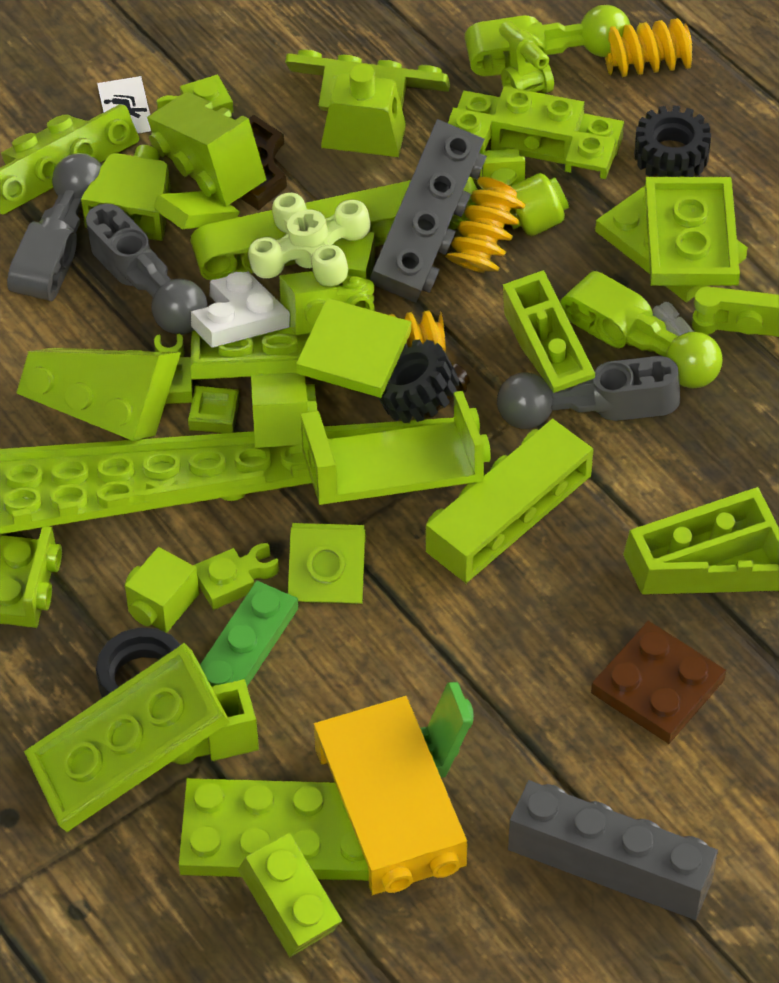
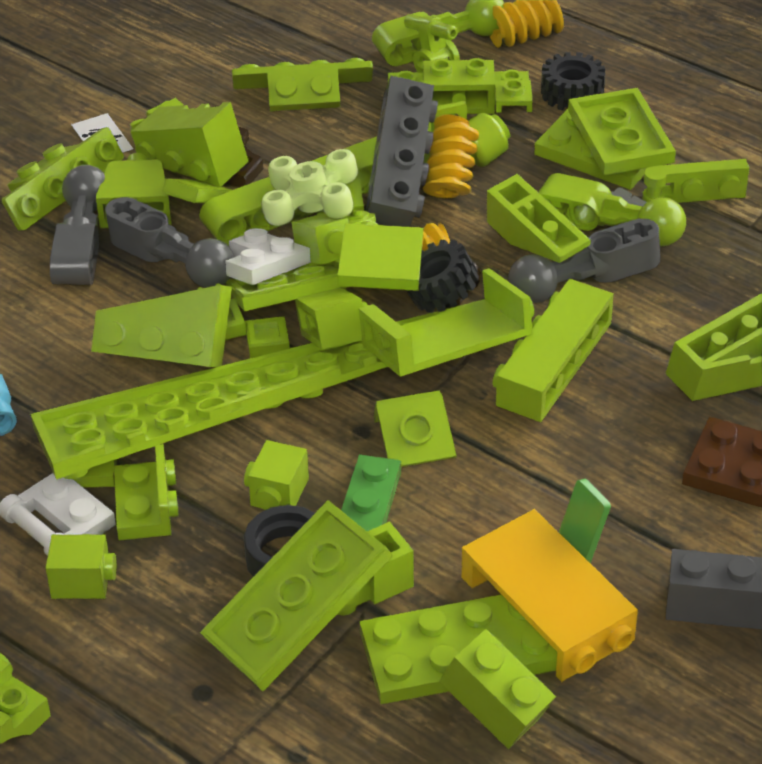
camera: 15 degrees left, 10 degrees down
(231, 577) = (334, 459): lime plate -> none
(364, 114) = (312, 100): lime torso -> none

